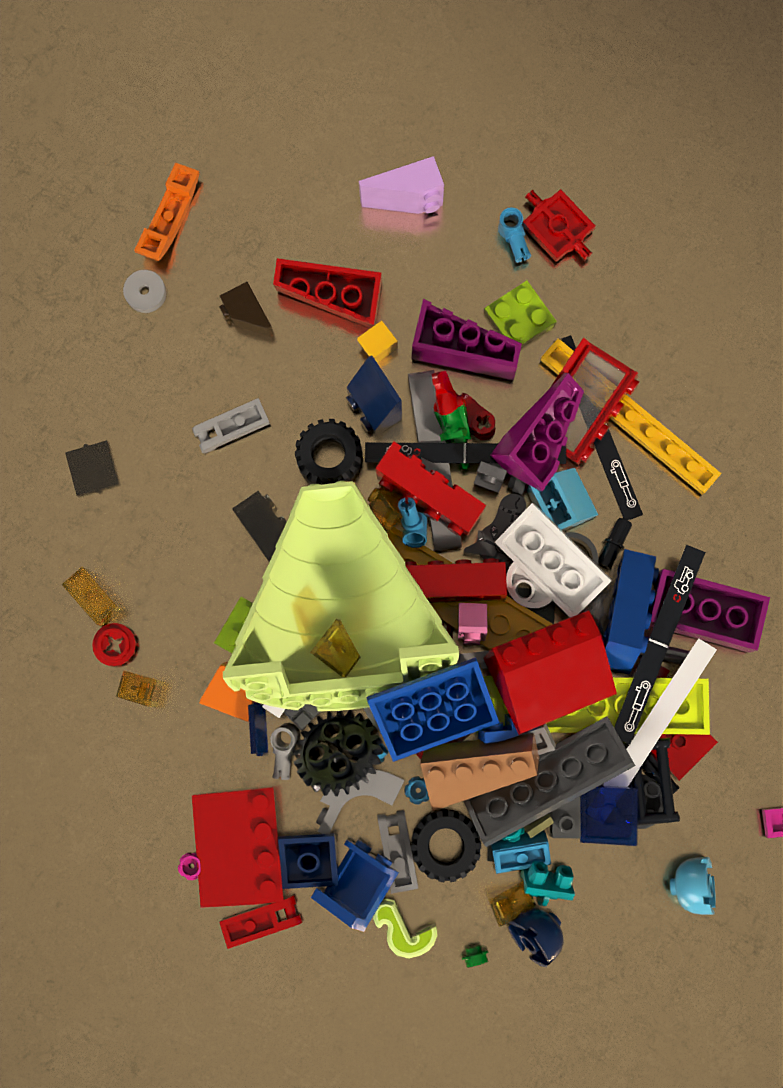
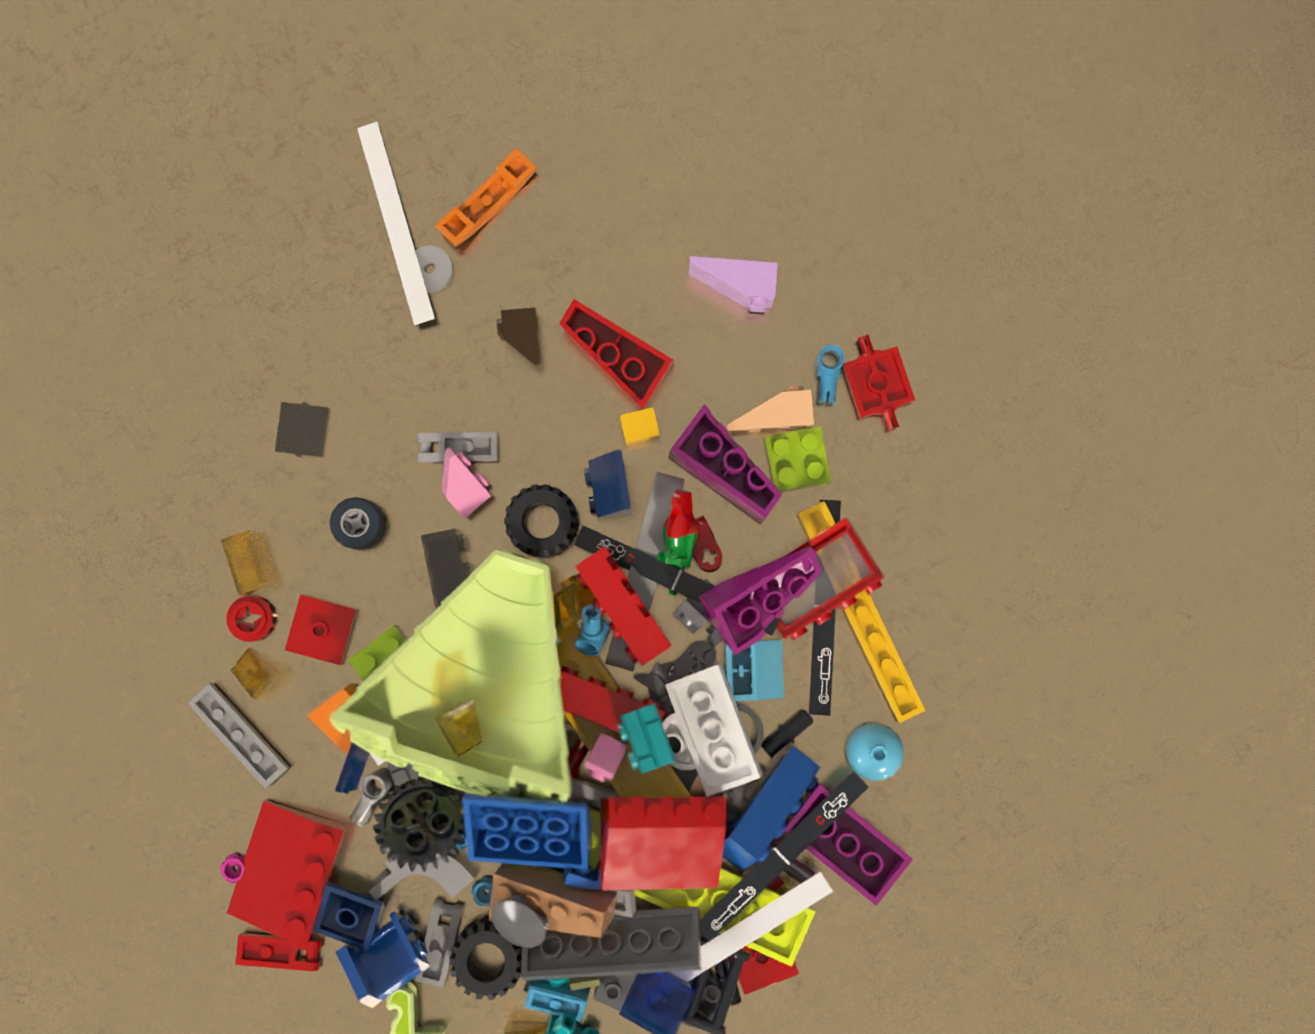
camera: 20 degrees right, 5 degrees up
(101, 266) = (396, 223): none -> white sticker
(146, 748) = (238, 735): none -> light grey plate
(164, 520) = (346, 523): none -> black wheel
(179, 628) = (321, 629): none -> red plate
(248, 453) = (460, 485): none -> bright pink slope
(460, 796) = (519, 922): none -> dark grey dish
(491, 281) = (782, 412): none -> light nougat slope
(500, 588) = (646, 739): none -> teal brick
(695, 525) = (874, 751): none -> medium azure cylinder

